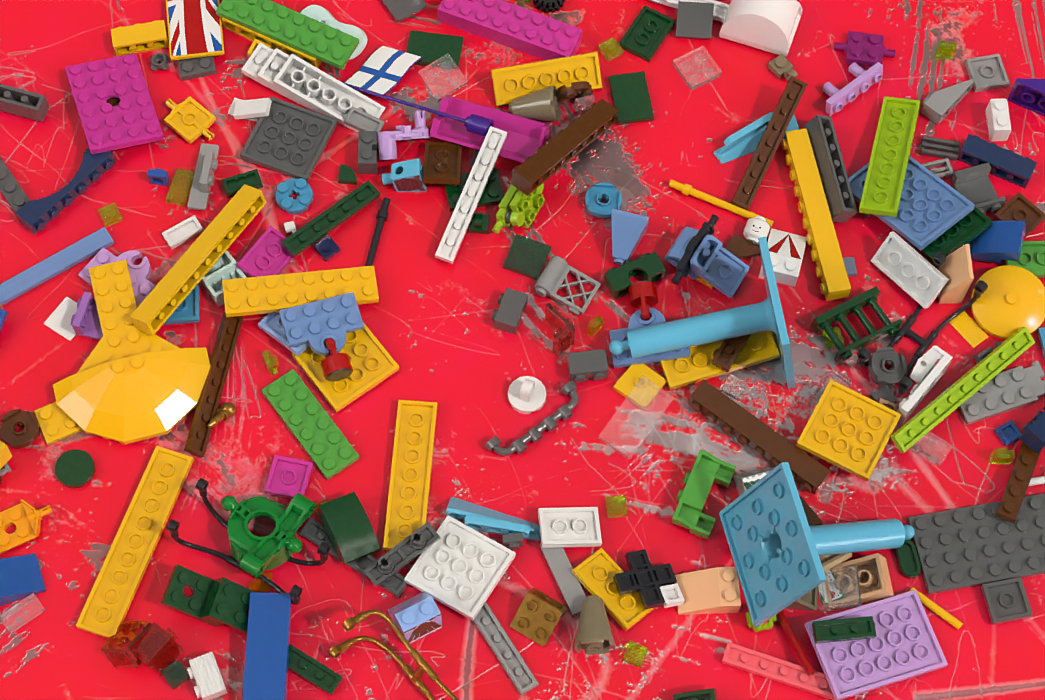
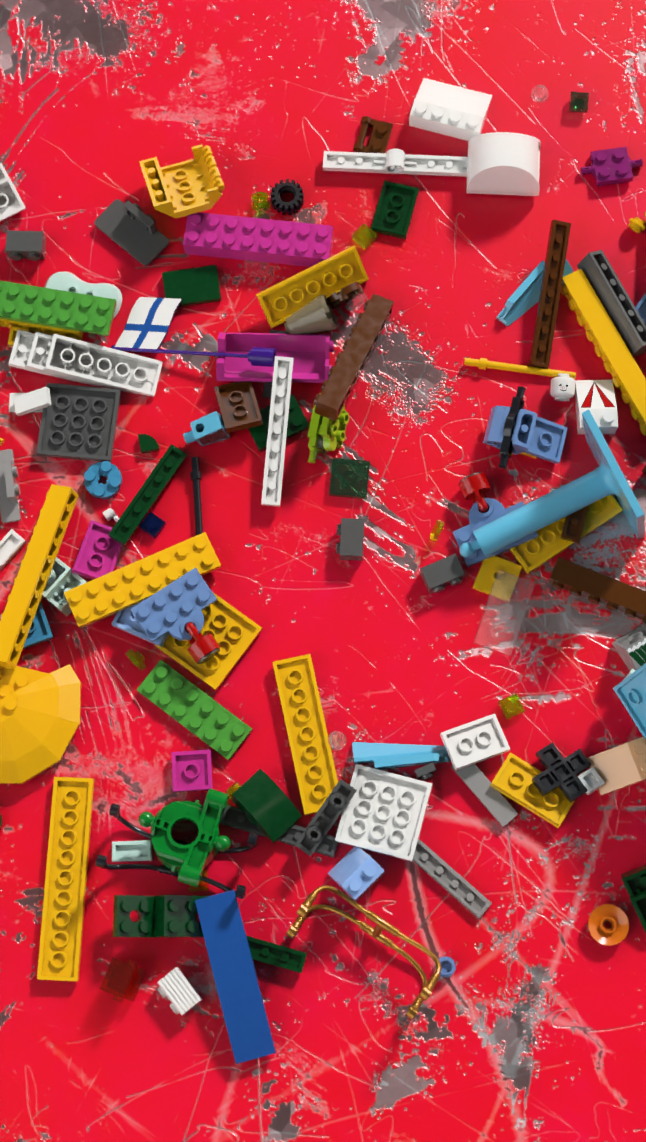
camera: 10 degrees left, 10 degrees up
(119, 648) = (89, 983): clear red bracket -> none
(175, 674) = (147, 997): plate -> none
(206, 536) = (131, 851): none -> light aqua tile
(214, 384) = (89, 699): reddish brown plate -> none
(227, 410) = (109, 720): pearl gold bar -> none
(234, 183) = (42, 484): dark green plate -> none
(363, 121) = (147, 384): light grey tile -> none
(367, 152) = (161, 415): dark grey brick -> none
(387, 139) = (177, 395): lavender piece -> none
(436, 489) = (337, 740): none -> clear plate
(443, 77) = (210, 314): clear plate -> none
(479, 223) = (293, 457): dark green tile -> none
(526, 394) = (392, 619): white tile -> none
(535, 433) = (422, 643): dark grey bar -> none
(538, 616) = (472, 837): pearl gold bracket -> none
(552, 280) = (381, 496): light grey piece -> none
(564, 328) = (410, 543): clear red bracket -> none
(593, 628) = (528, 835): dark tan cone -> none
(599, 209) = (402, 408): dark azure plate -> none
(626, 234) = (439, 429): medium blue slope -> none
(631, 97) = (400, 282): dark green tile -> none
(635, 654) = (572, 847): clear neon green tile -> none
(647, 267) = (470, 455): dark green arch -> none
(694, 20) = (438, 183): dark grey tile -> none
(697, 68) = (455, 233): clear plate -> none
(698, 485) = (584, 671): bright green bracket -> none
(733, 387) = (586, 553): clear tile -> none
(742, 248) = (553, 409): reddish brown tile -> none
(782, 67) = (537, 208): dark tan plate -> none
(863, 81) = (610, 219): lavender plate -> none
(872, 105) = (636, 224): none -> yellow plate

